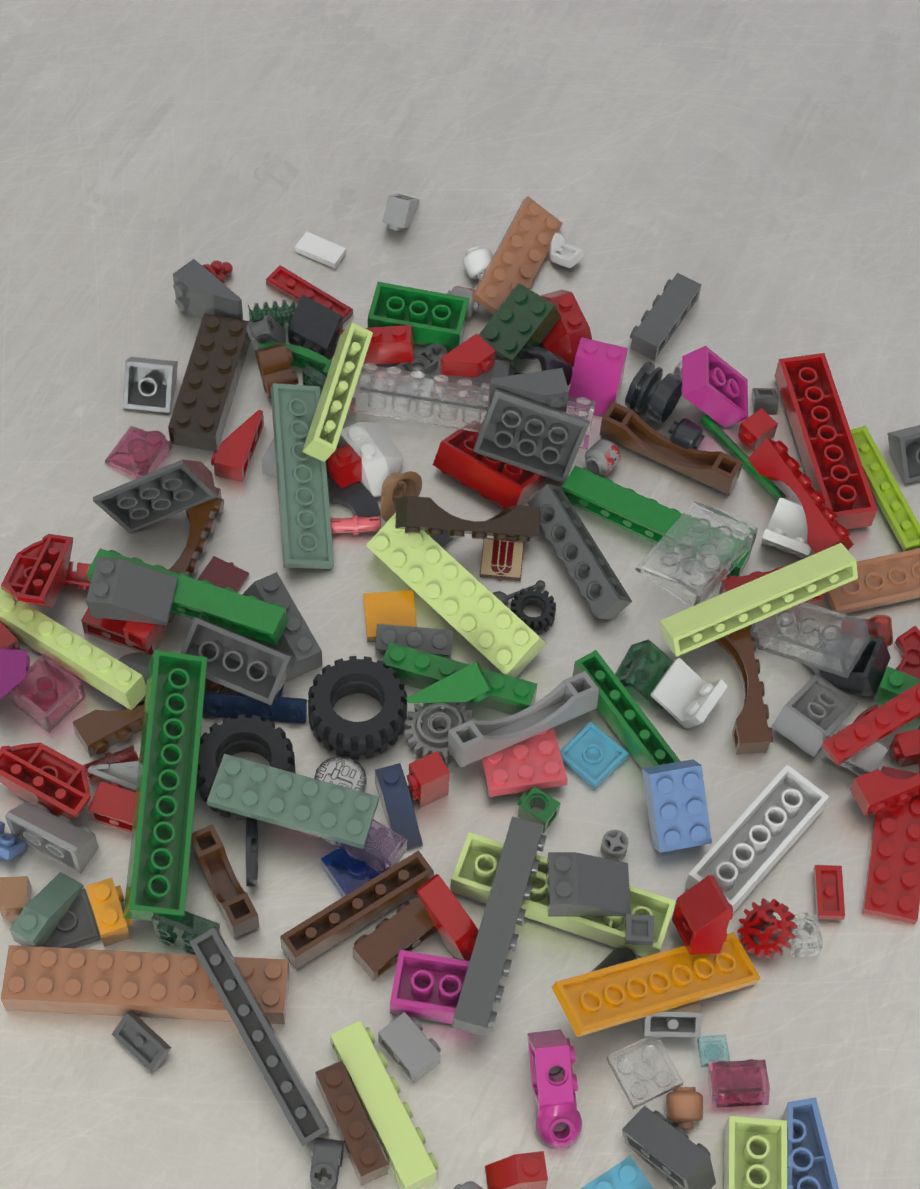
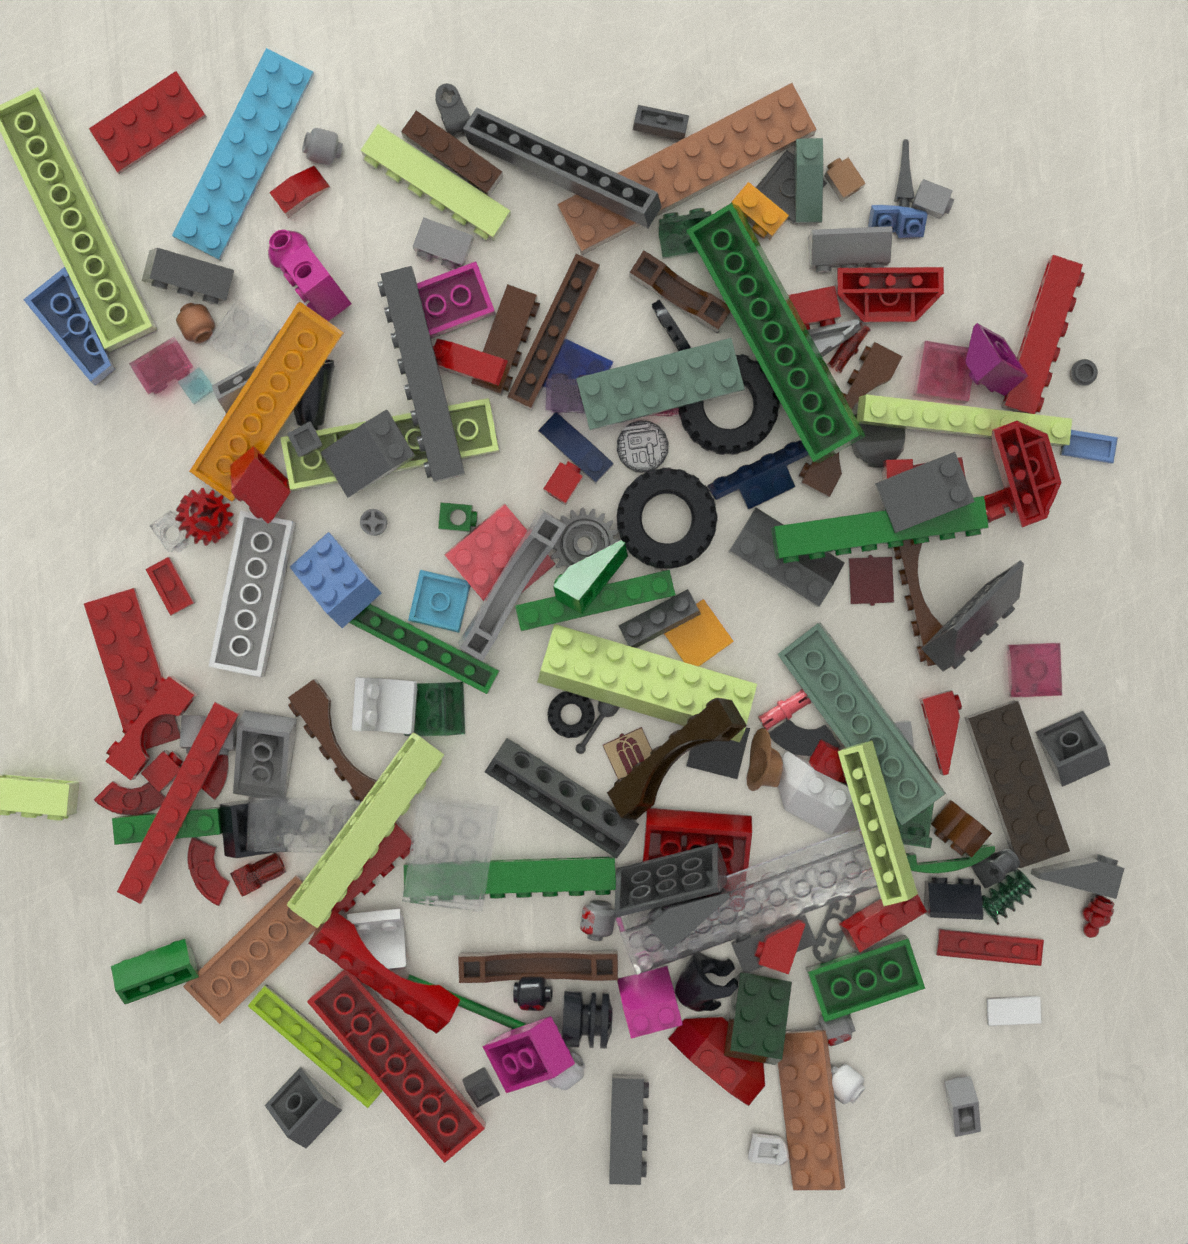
camera: 155 degrees right, 30 degrees up
(238, 660) = (796, 492): dark grey slope -> none
(756, 429) = (469, 1041): red brick -> none

